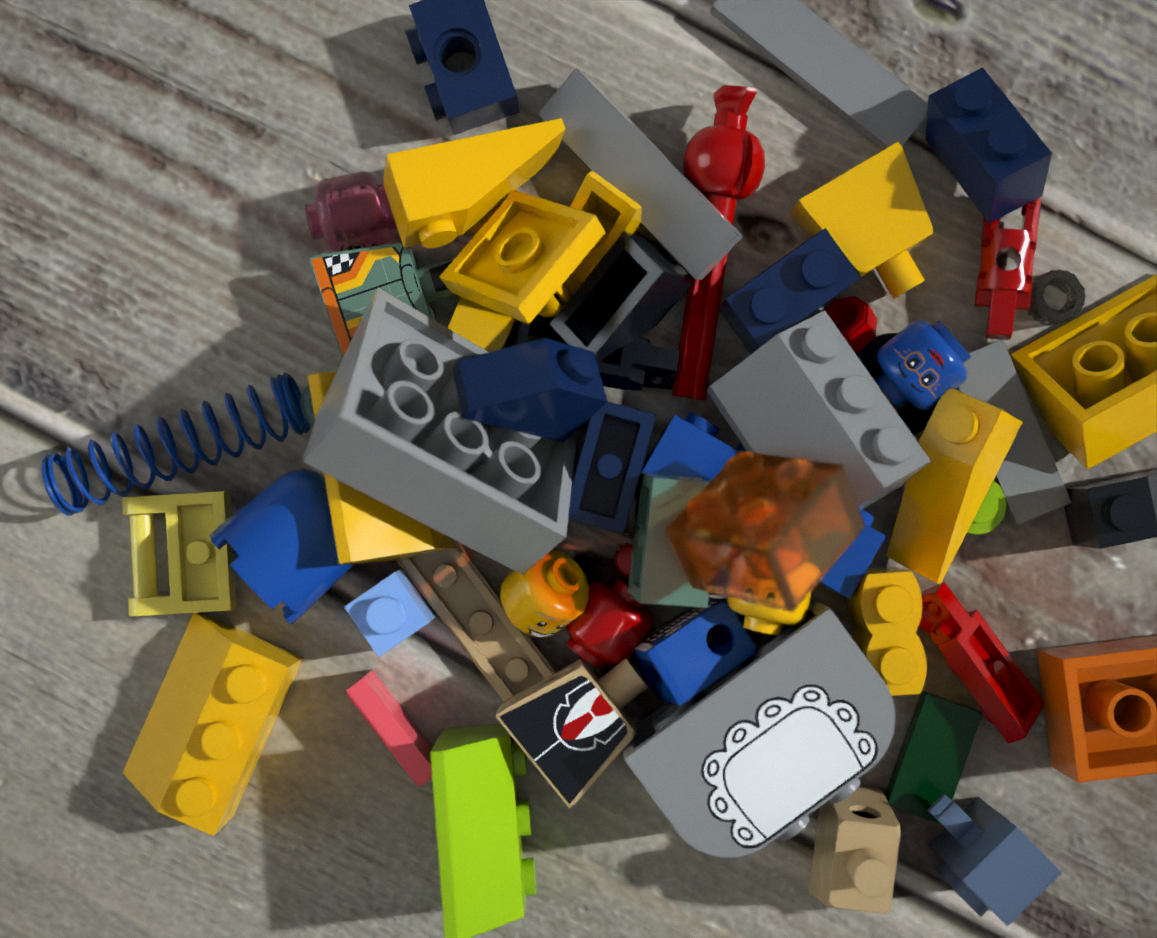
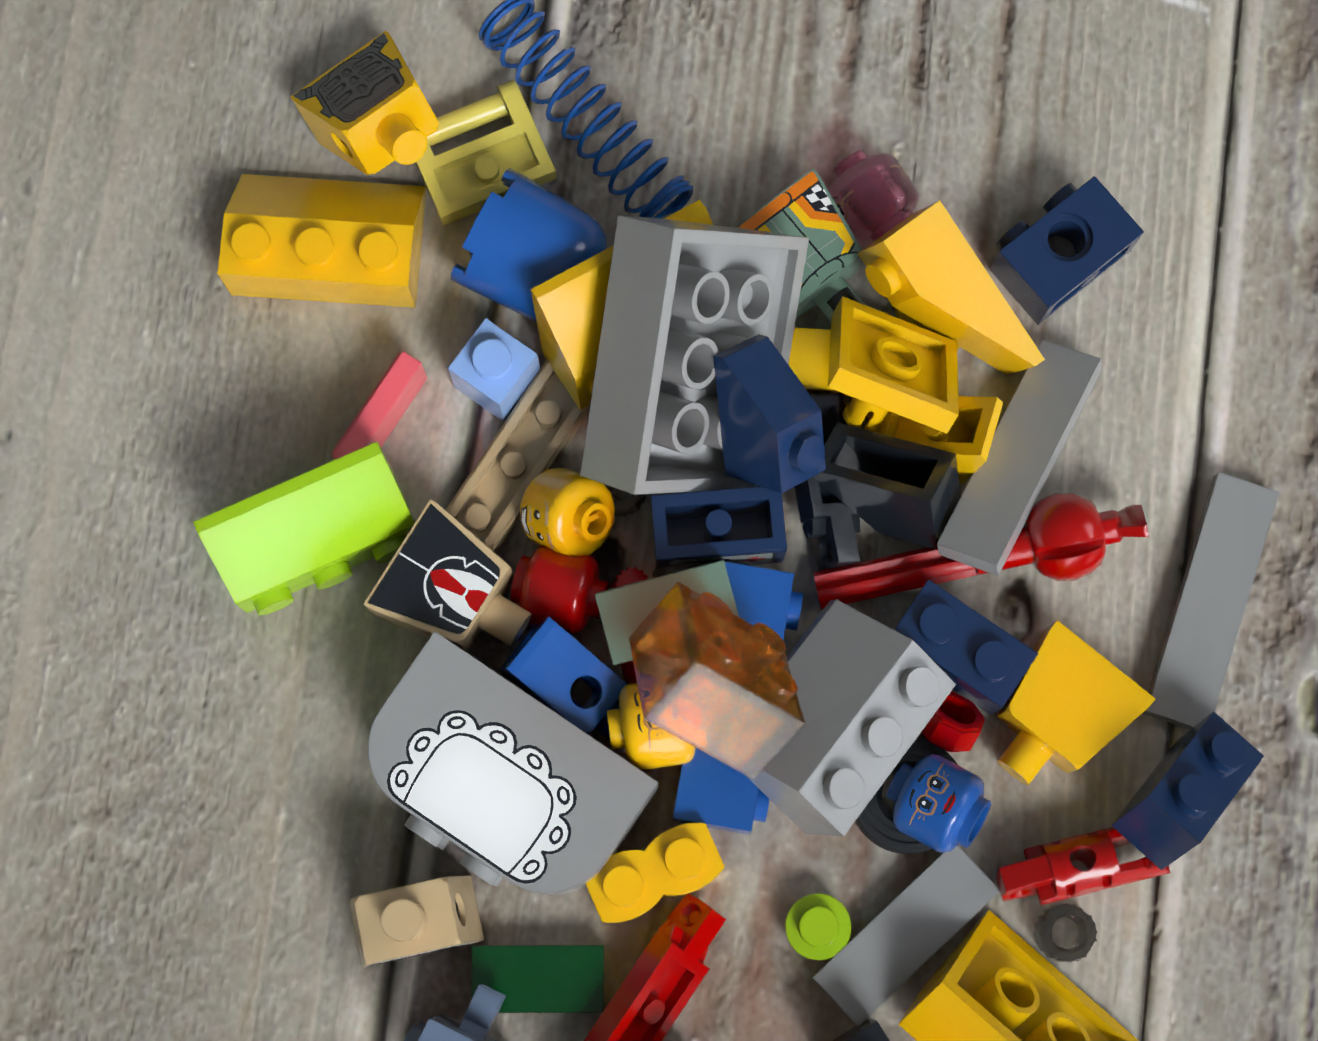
camera: 70 degrees right, 10 degrees down
(102, 639) = (369, 108): none -> yellow torso
(939, 503) = (849, 880): yellow slope -> none

